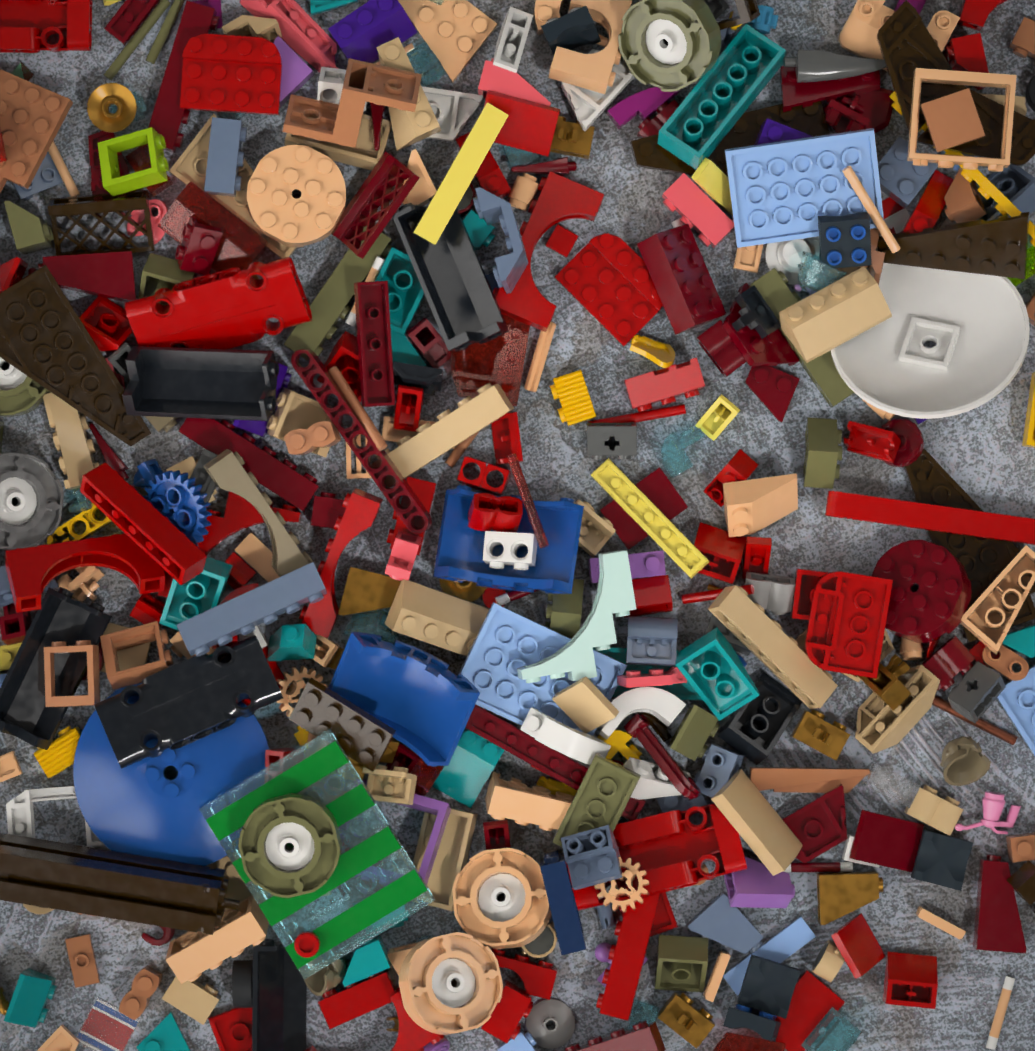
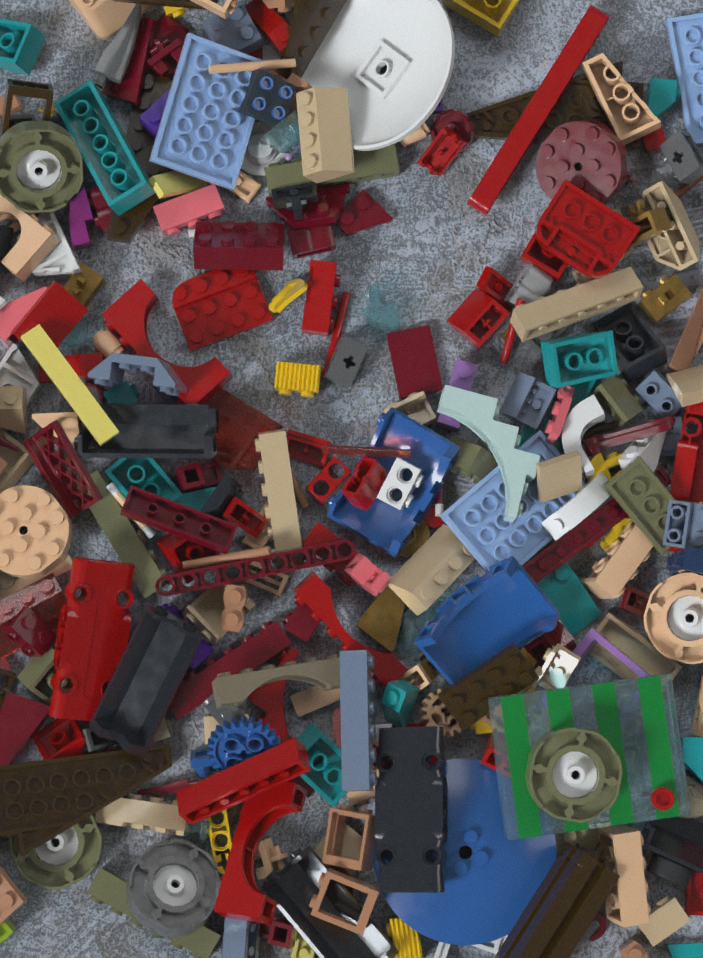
camera: 65 degrees left, 5 degrees down
(147, 609) = (317, 812): red piece -> none
(240, 573) = (320, 719): red piece -> none
(539, 358) = (252, 393): light nougat axle -> none
(558, 166) = (100, 306): dark red piece -> none
(561, 241) = (163, 332): red tile -> none
(649, 518) = (425, 358): light yellow tile -> none
(652, 595) = (490, 382): red brick -> none
(717, 417) = (365, 267): light yellow slope -> none
(737, 469) = (420, 279): red slope -> none
(758, 503) = (451, 265): light nougat slope -> none
(765, 21) = (59, 86): dark azure gear -> none
(822, 453) = (433, 195): olive brick -> none
(910, 650) = (625, 196): light nougat cone -> none
(949, 661) = (648, 168): dark red brick -> none
(1004, 663) = (670, 124): nougat plate -> none

